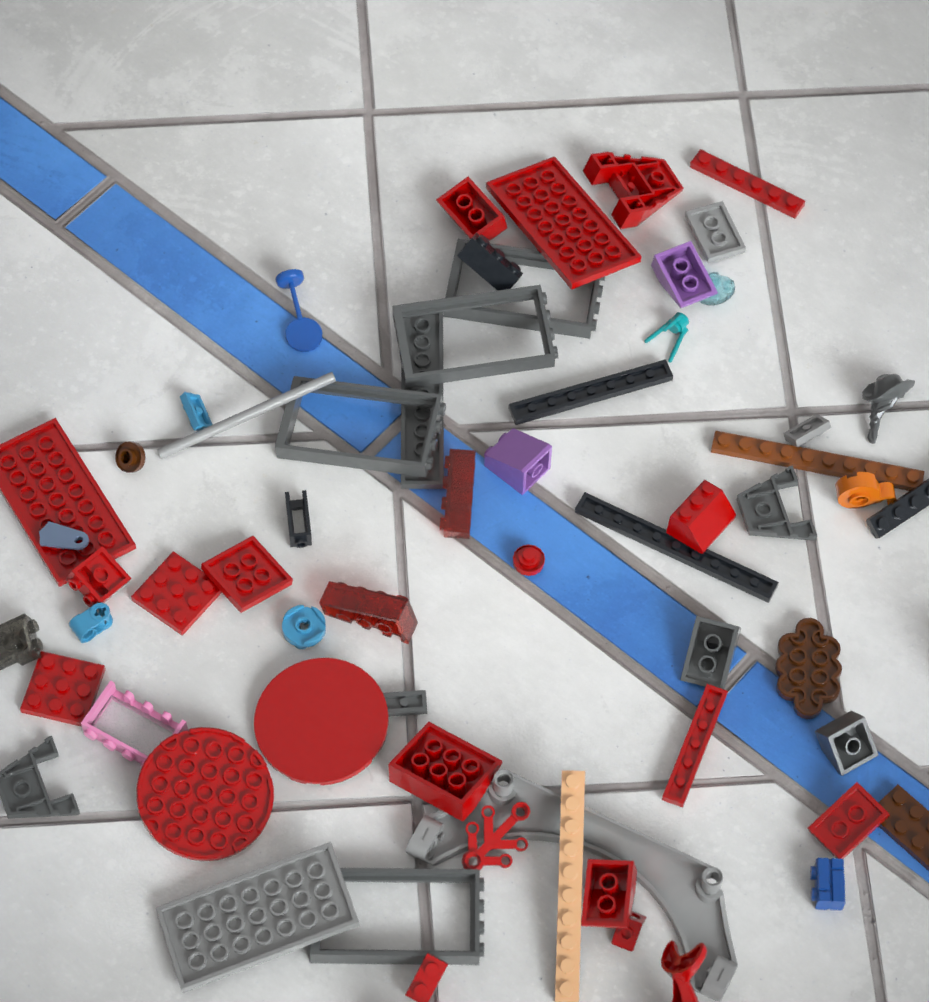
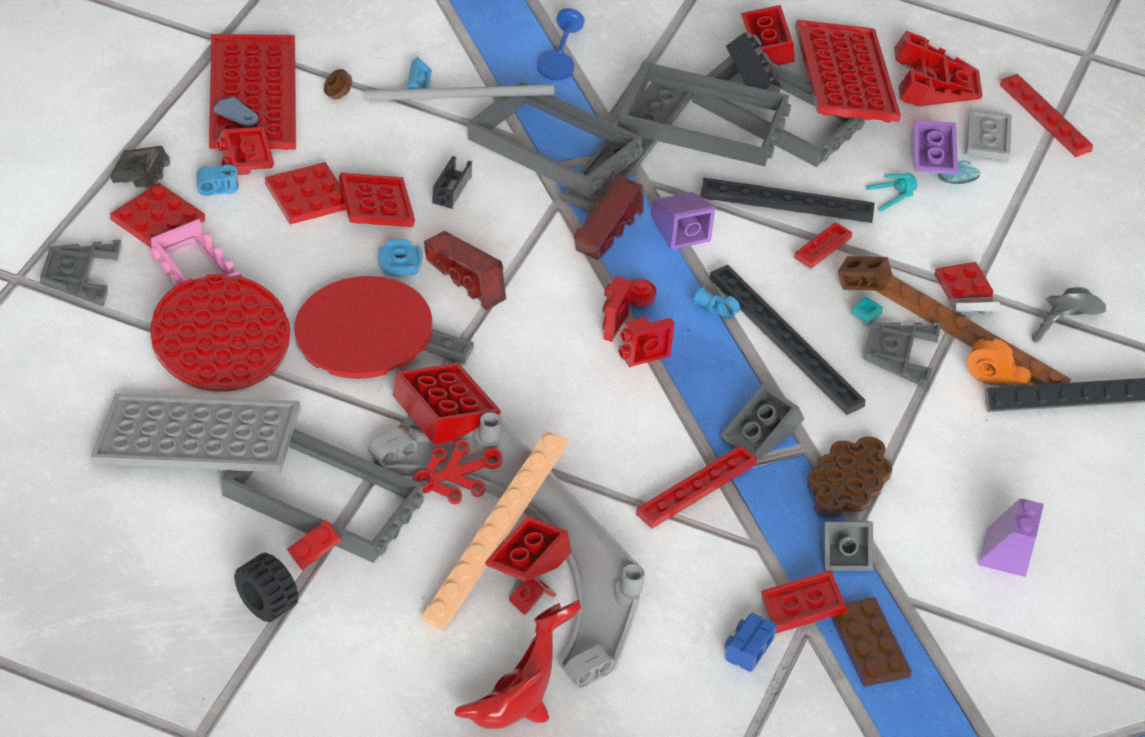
camera: 25 degrees right, 15 degrees down
(522, 590) = (616, 306): none -> red plate
(569, 615) = (646, 341): none -> red plate
(607, 538) = (716, 303): none -> dark azure connector
(648, 427) = (823, 245): none -> red plate
(701, 517) = (824, 322): red slope -> none
(704, 447) = (865, 273): none -> reddish brown brick
(725, 480) = (867, 310): none -> teal plate
(782, 408) = (963, 281): none -> red plate

